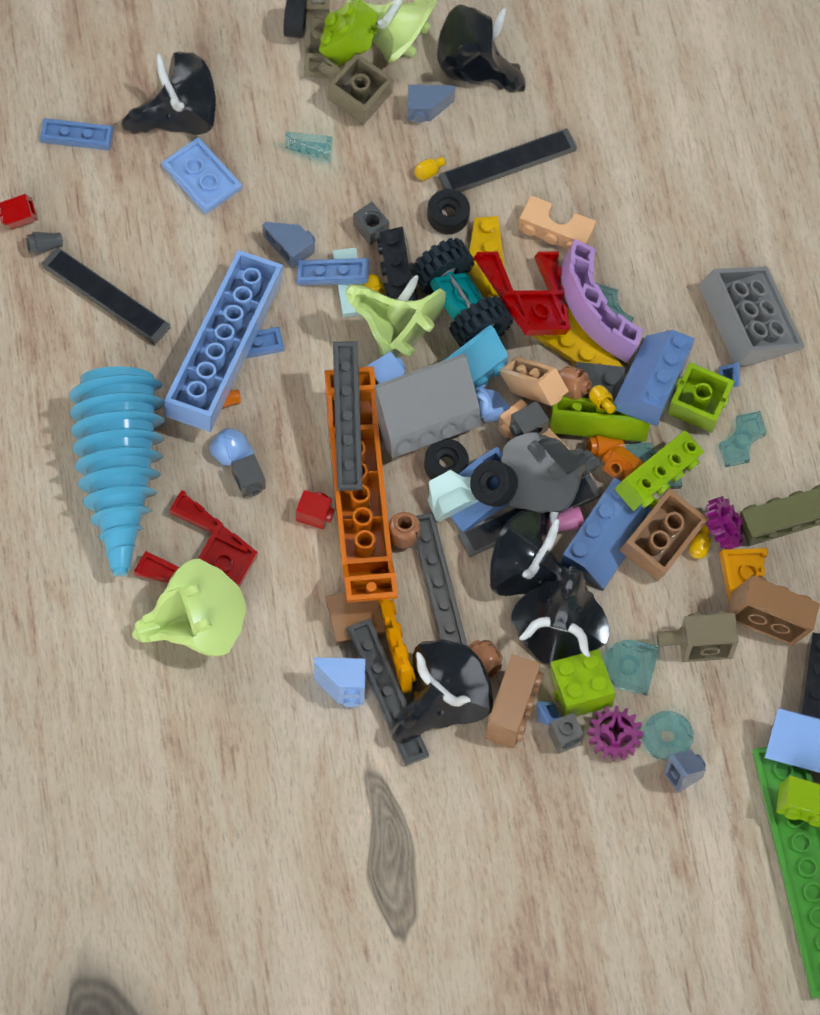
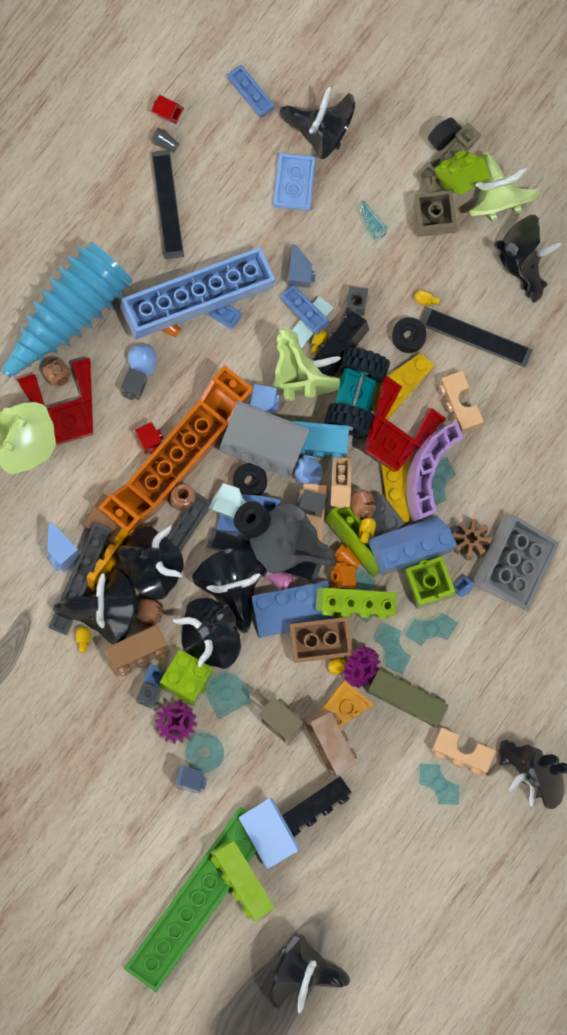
camera: 50 degrees right, 10 degrees up
(164, 531) = (56, 372): none -> nougat head
(347, 416) = (210, 403): dark grey tile -> none
(428, 101) = (467, 257): sand blue slope -> none
(442, 607) = (152, 562): none -> black animal
(448, 743) = (83, 638): none -> yellow cylinder
(696, 327) = (478, 540): none -> medium nougat gear
(738, 490) = (396, 657): none -> clear light blue tile

